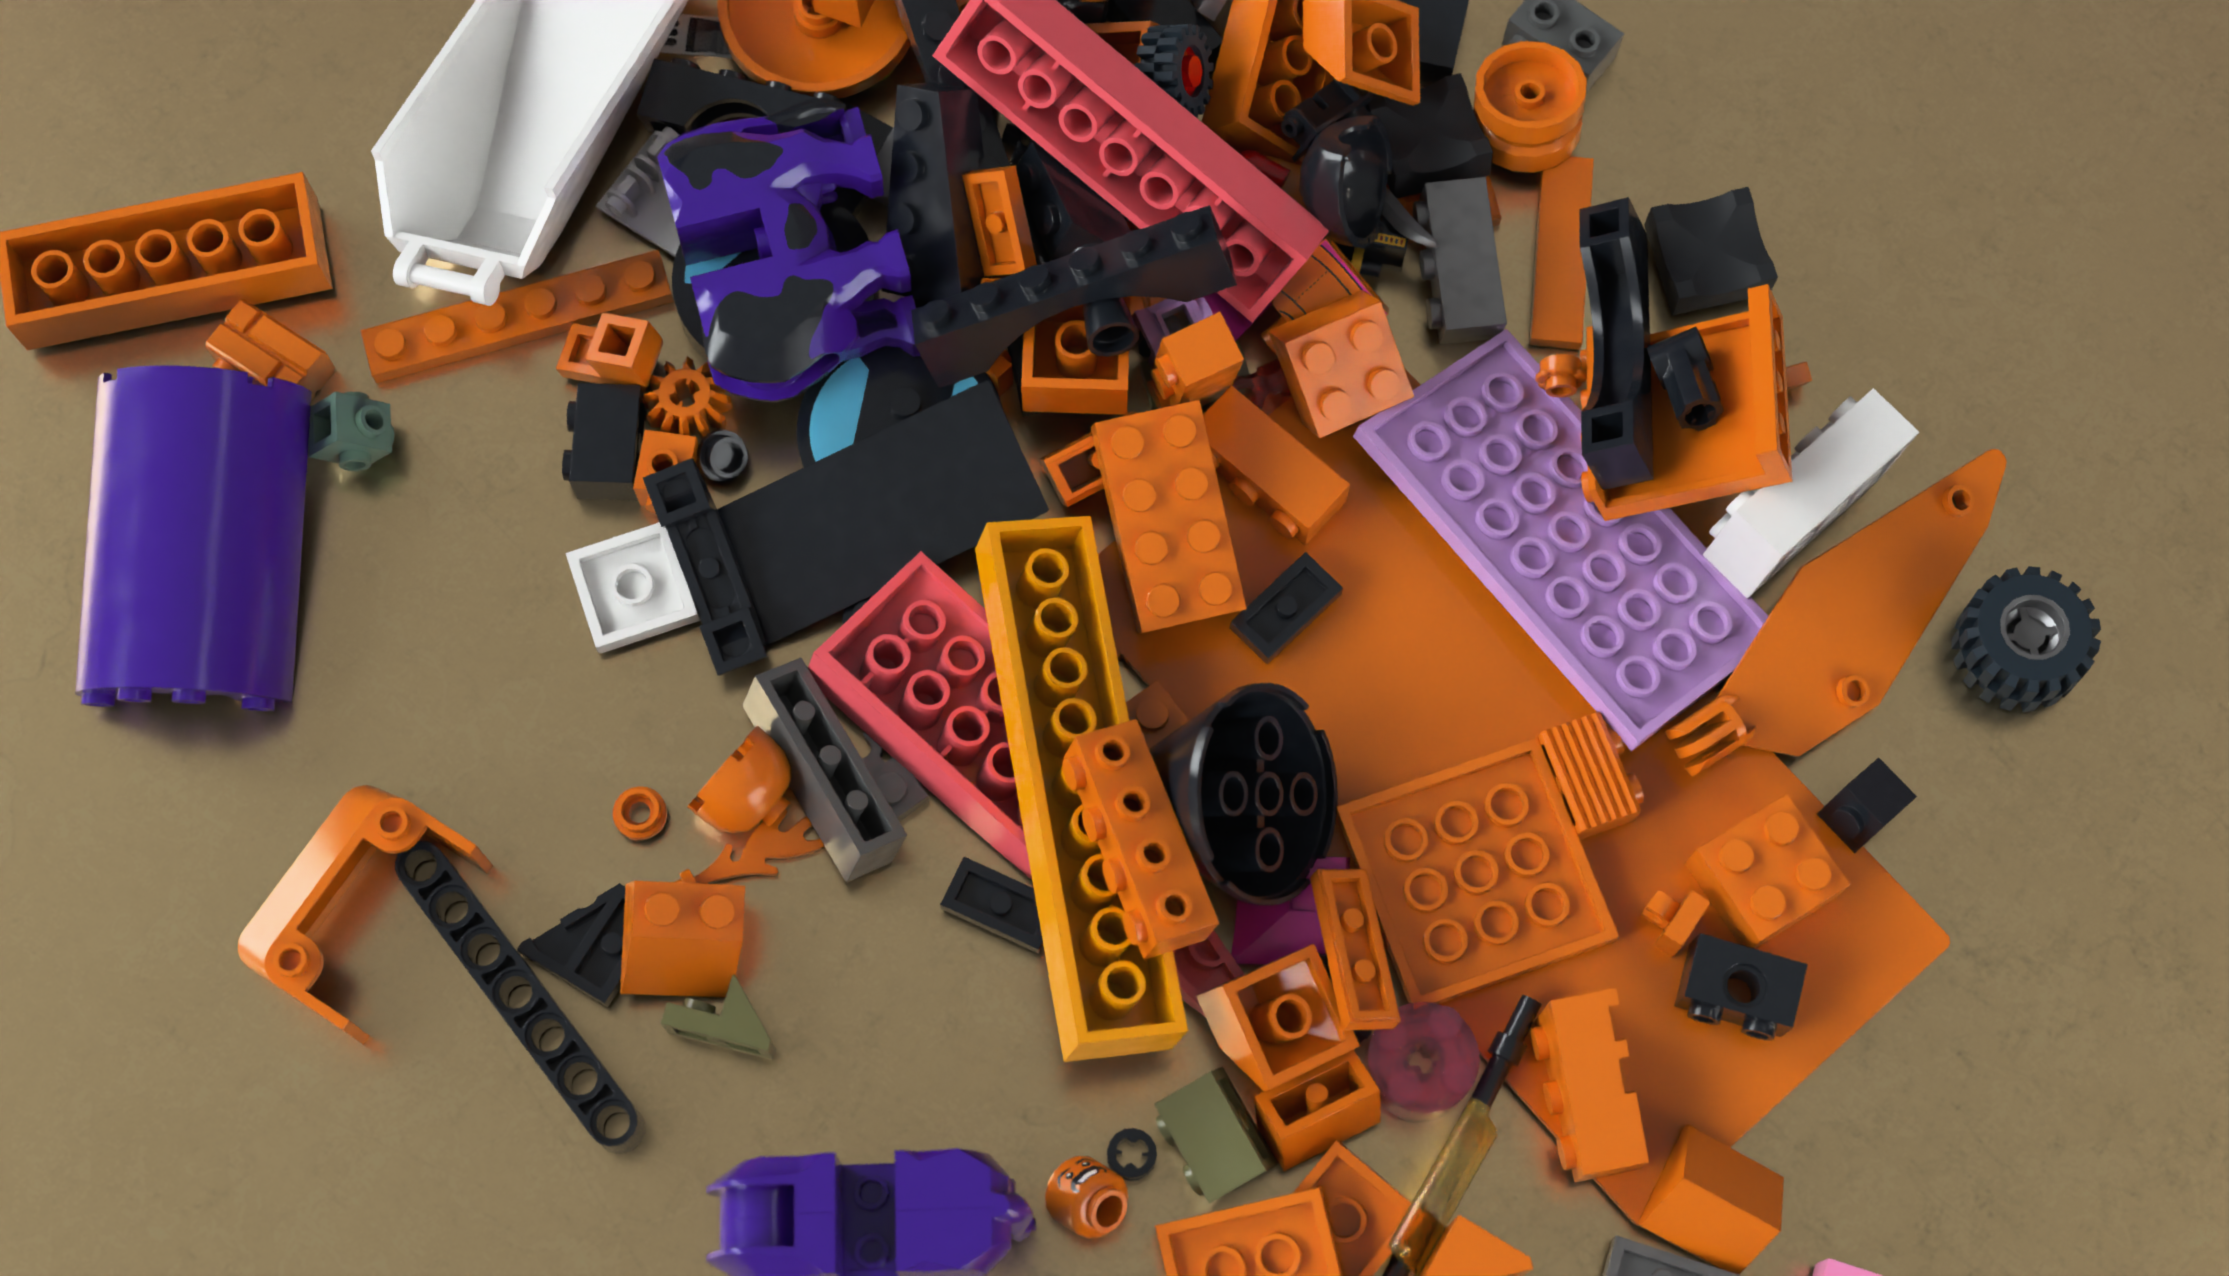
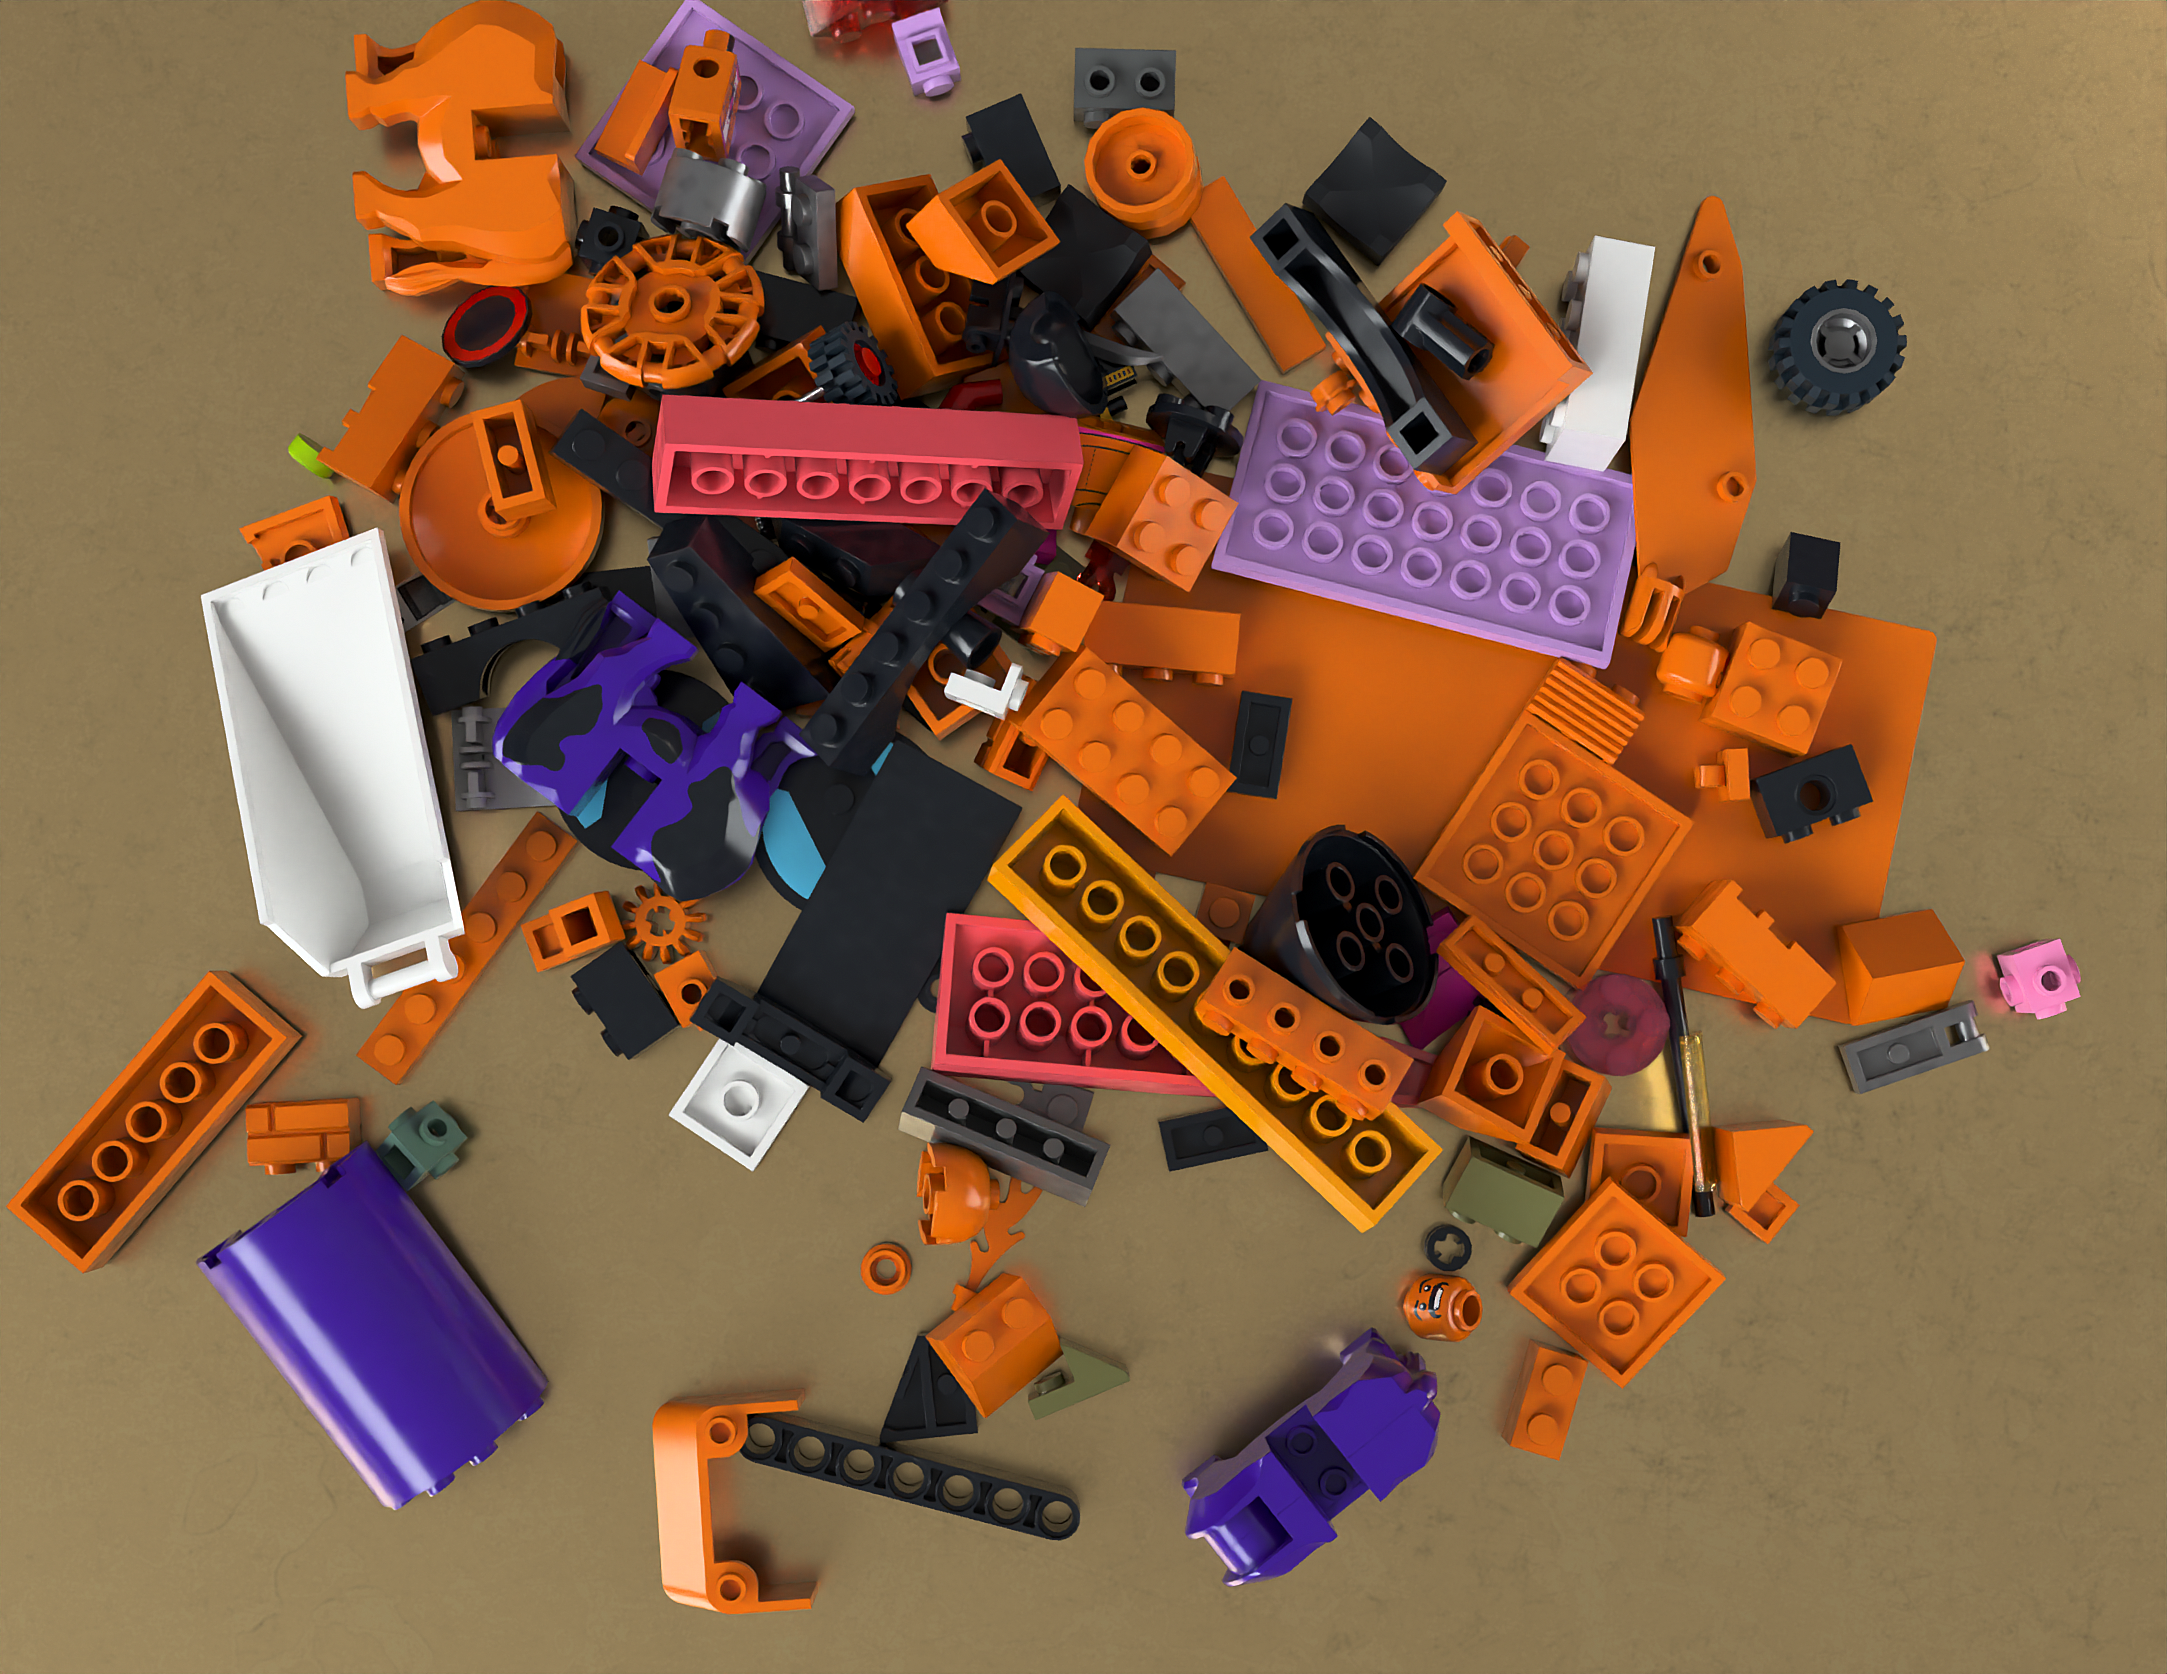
camera: 40 degrees left, 15 degrees up
(722, 455) = (725, 943): black plate -> none
(1085, 375) = (978, 692): none -> white bracket
(1422, 323) = (1194, 433): none -> black plate
(1711, 803) = (1693, 665): none -> orange head

